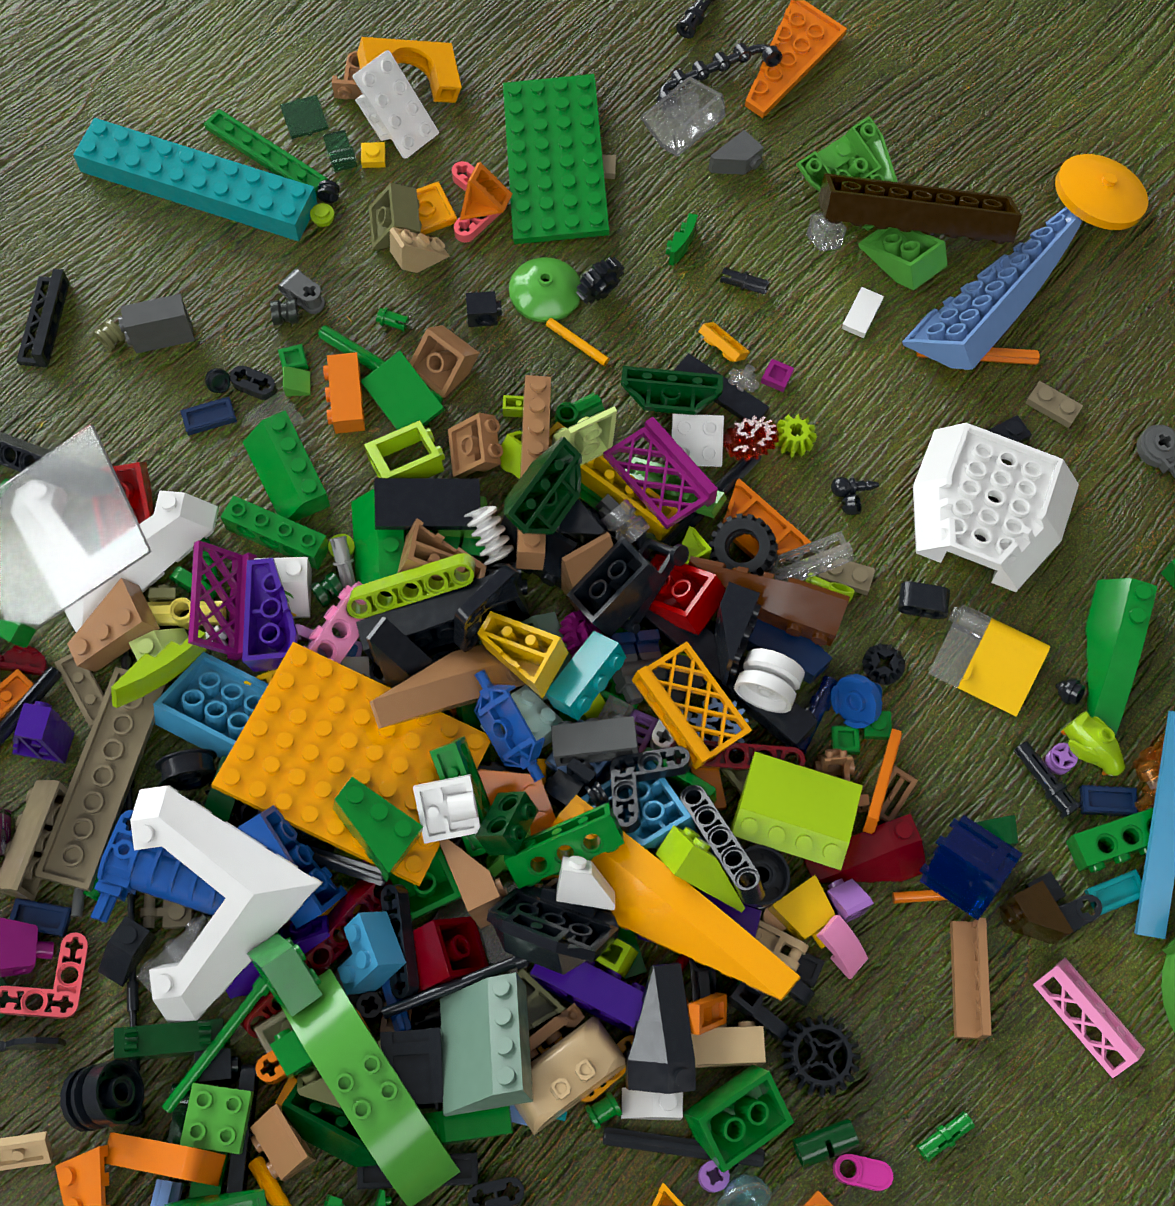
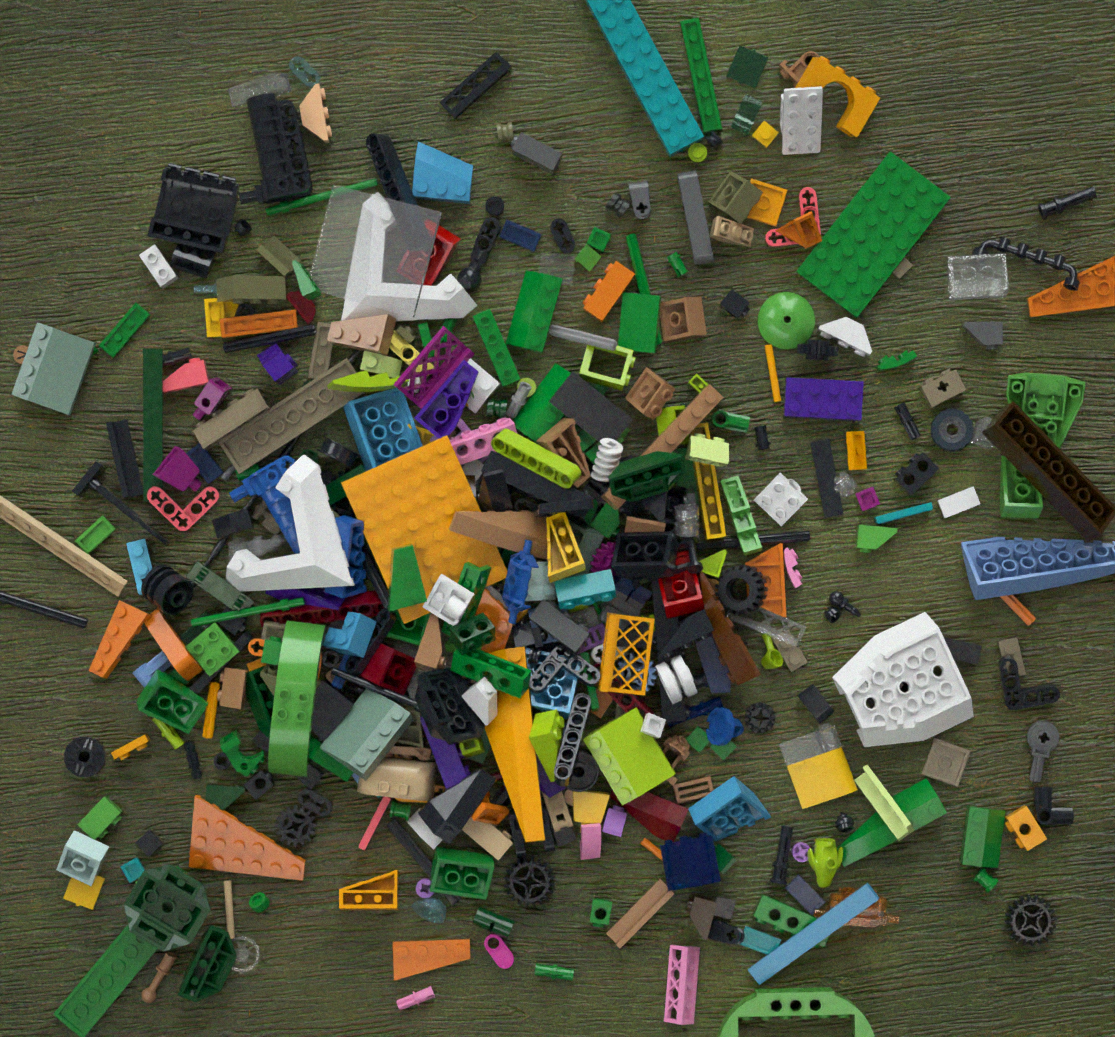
camera: 50 degrees right, 20 degrees up
(44, 1094) = (140, 561): none -> medium azure plate
(65, 419) = (441, 176): none -> dark azure wedge
(157, 409) = (494, 206): none -> black tile
(180, 460) = (470, 276): none -> black beam
(217, 380) = (543, 218): black plate -> none
(286, 973) = (300, 613): green brick -> none
(357, 447) = (582, 337): none -> light grey axle
(372, 267) = (695, 217): none -> dark grey beam
(544, 596) = (607, 521): none -> green slope
(586, 1152) = (374, 822): none -> coral tile
(618, 243) = (847, 334): none -> white slope
(623, 403) = (762, 438): none -> black pin
(648, 321) = (823, 399): none -> dark purple brick
(671, 390) = (791, 459): dark green wedge -> none
(679, 463) = (749, 513): magenta fence -> none
(747, 228) = (934, 396): none -> dark tan brick
(751, 438) = (812, 527): clear red gear -> none
(778, 499) = (790, 561): none -> bright pink slope
(791, 751) = (653, 725): none -> white plate
(796, 243) = (947, 441): none -> black wheel
(802, 316) = (919, 477): none -> black brick
(804, 435) = (844, 549): lime gear -> none
(817, 401) = (872, 537): none -> bright green slope
(823, 359) = (903, 513): none -> teal tile
(882, 781) = (691, 780): orange tile -> none
(928, 1004) = (600, 903): none -> green brick
(946, 780) = (727, 809): none -> dark azure wedge
(1092, 629) = (884, 804): none -> yellowish green fence
(1098, 425) = (1021, 694): none -> black beam
(1099, 549) = (946, 762): none -> dark tan tile

